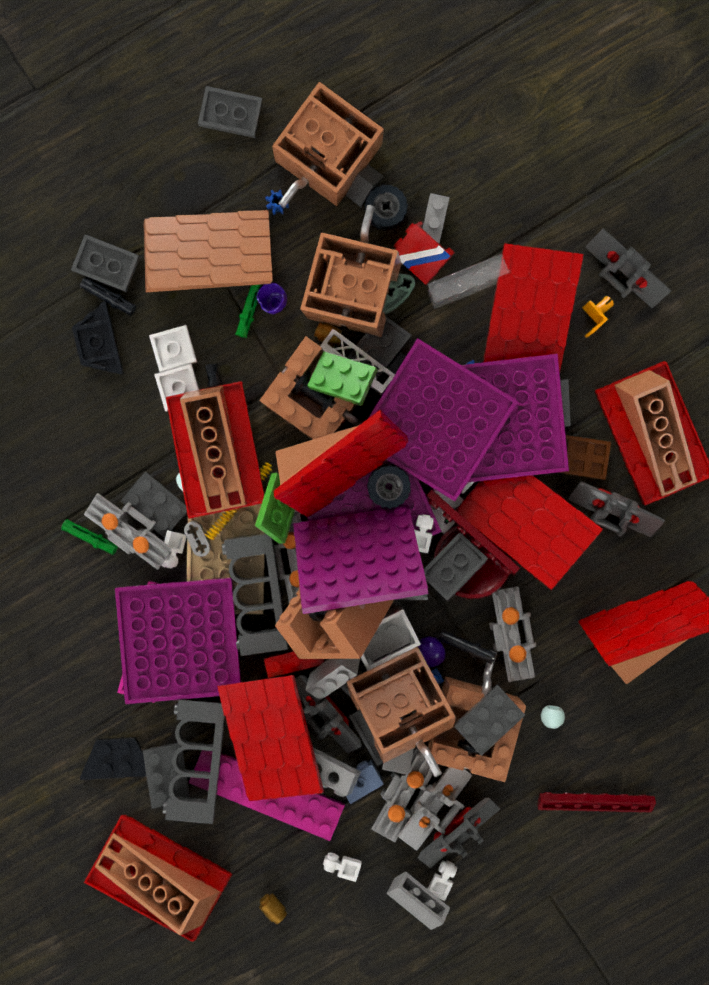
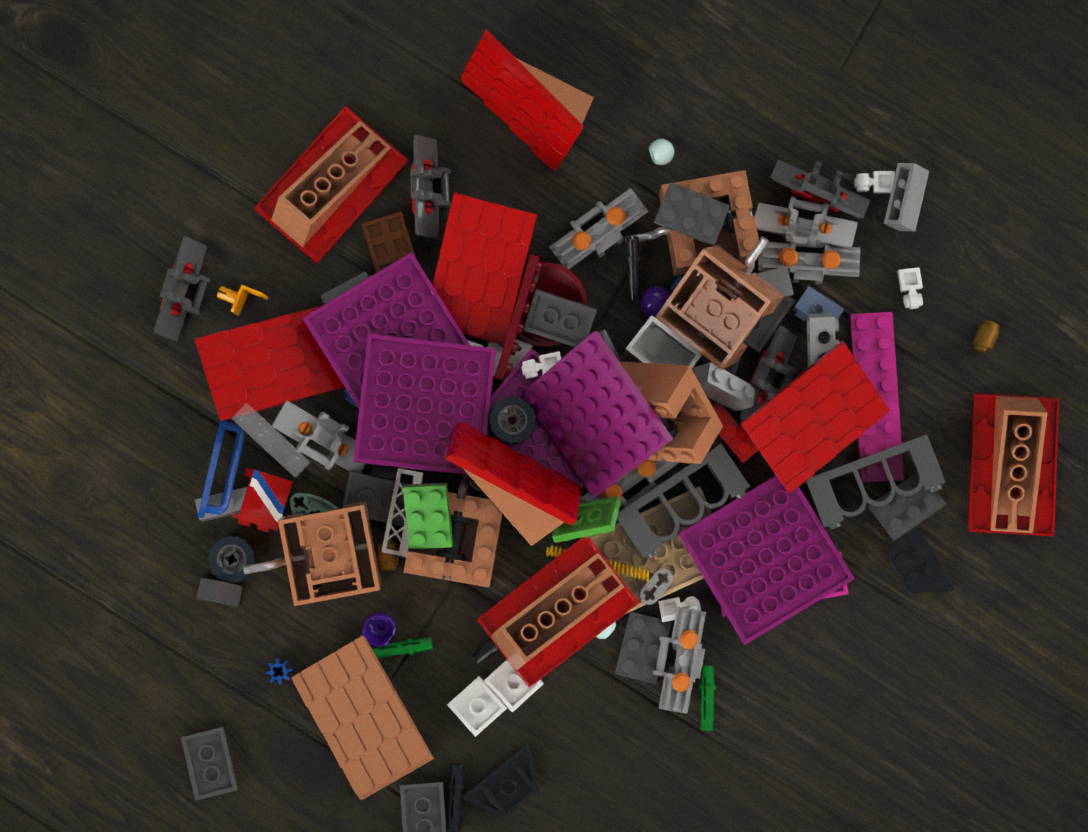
camera: 120 degrees left, 5 degrees down
(343, 143) = (187, 641): nougat piece -> none
(438, 199) = (240, 436): none -> blue piece
(456, 328) = (321, 429): none -> light grey piece
(600, 802) = (725, 69): dark red plate -> none

